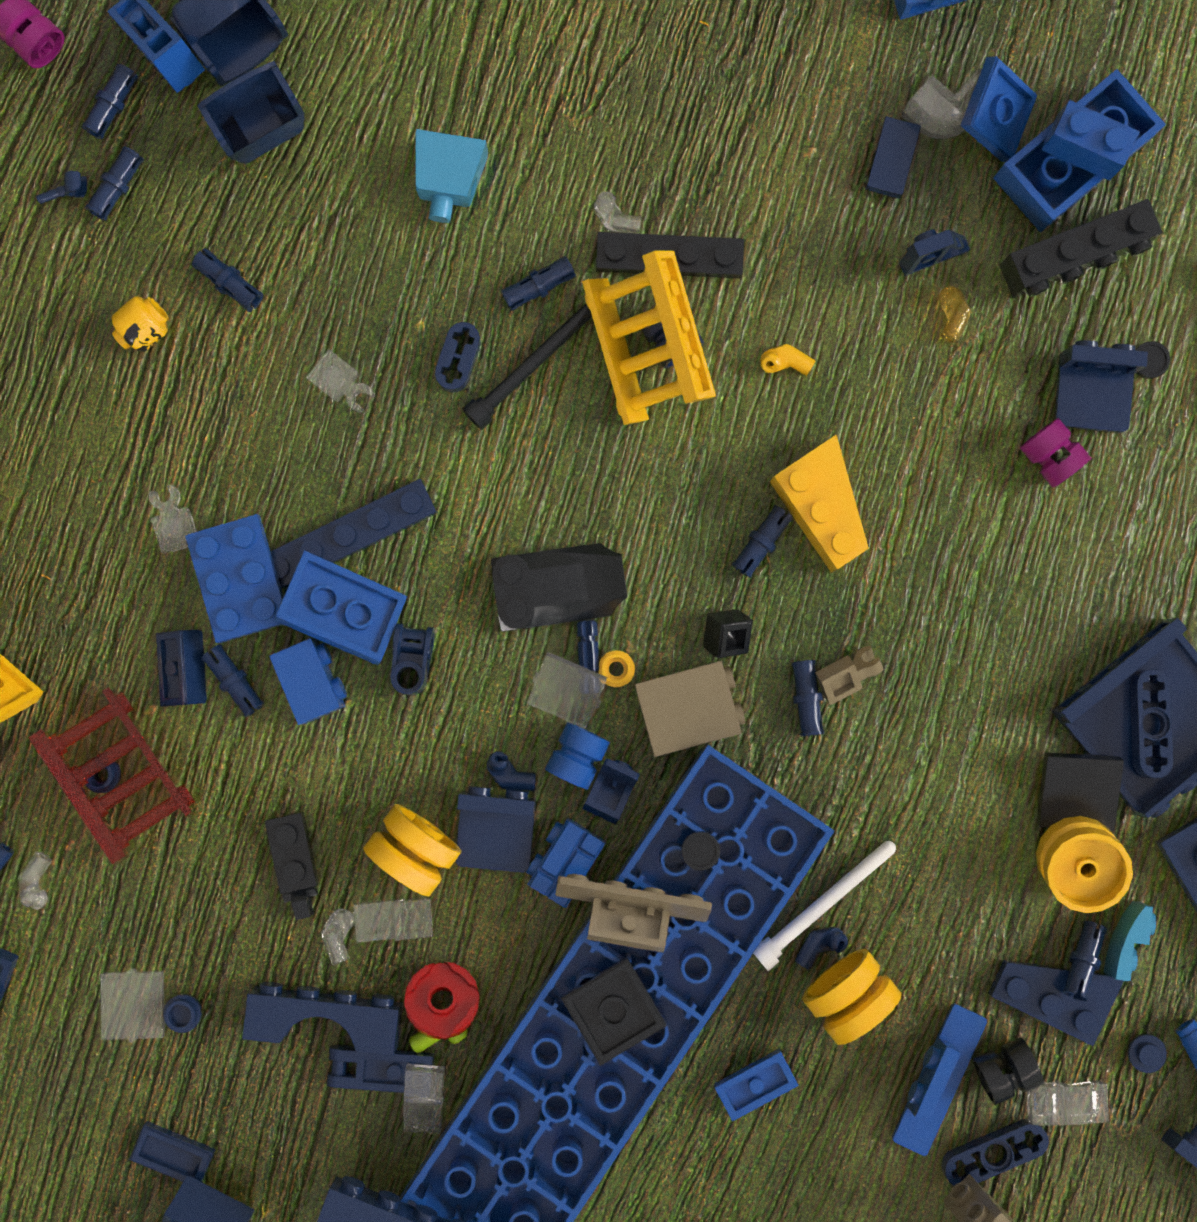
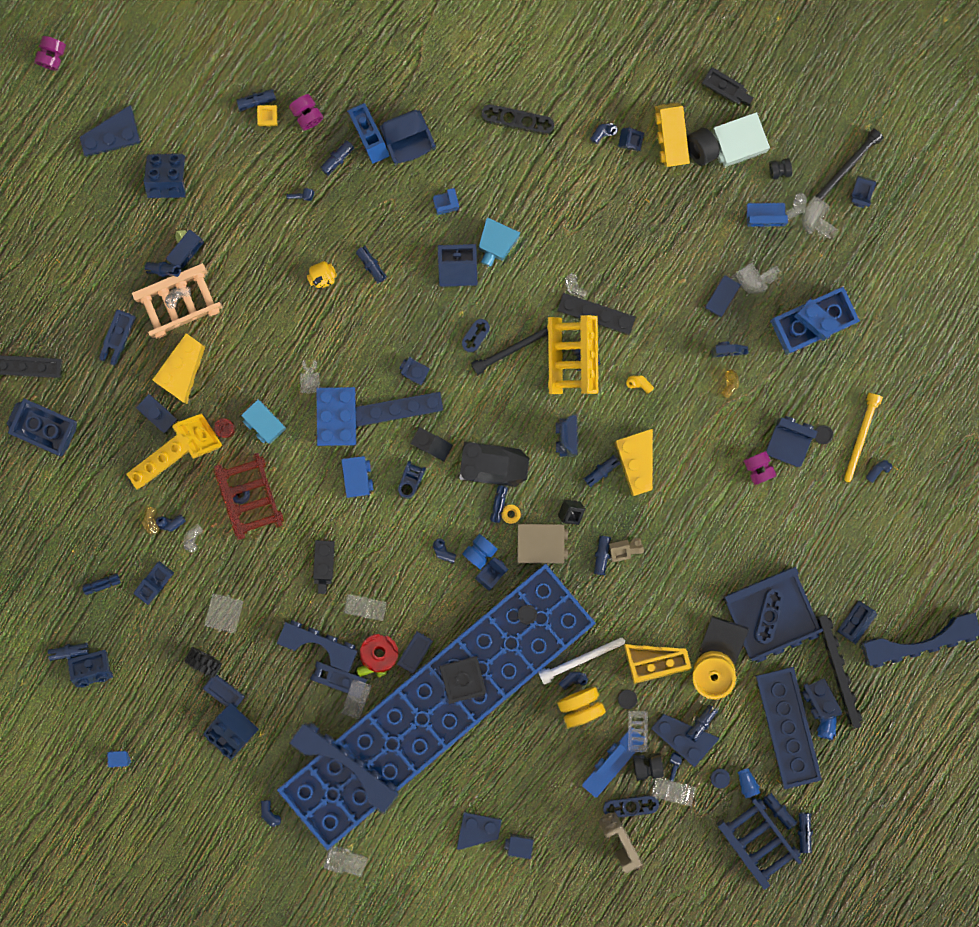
camera: 10 degrees right, 0 degrees up
(45, 661) = (227, 430): none -> clear red wheel
(105, 627) = (263, 421): none -> dark azure brick
(113, 1114) = (203, 662): none -> black tyre
(114, 183) = (327, 200): dark blue pin -> none
(181, 667) = (294, 452): dark blue slope -> none
(182, 1013) = (248, 624): dark blue plate -> none
(232, 680) = (318, 466): dark blue pin -> none
(253, 113) = (409, 188): dark blue piece -> none
(334, 933) = (334, 605): clear arm -> none
(336, 127) = (446, 202): none -> blue panel
(337, 379) = (411, 330): clear plate -> none
(340, 608) = (383, 445): blue plate -> none
(361, 453) = (414, 370): none -> dark blue bracket
(386, 234) = (457, 265): none -> dark blue slope
(412, 850) = (387, 573): yellow wheel -> none
(432, 580) = (431, 444): none -> black slope
(495, 829) = (428, 577): dark blue bracket -> none
(509, 977) = (415, 652): none -> dark blue tile
(538, 283) = (526, 310): dark blue pin -> none
(567, 690) = (483, 517): clear piece -> none
(571, 852) = (459, 602): blue brick -> none
(631, 915) = (483, 634): dark tan bracket -> none
(682, 492) = (567, 436): none -> dark blue slope
(755, 1085) = (522, 739): blue plate -> none
(930, 952) = (627, 699): none -> black piece
(964, 1043) = (638, 714): none -> clear slope
(966, 871) = (655, 662): none -> yellow wedge
(998, 109) = (781, 288): blue tile -> none
(1056, 1043) = (676, 760): none -> dark blue hand
(1080, 248) = (802, 369): black brick -> none
(1133, 927) = (731, 714): dark azure slope -> none

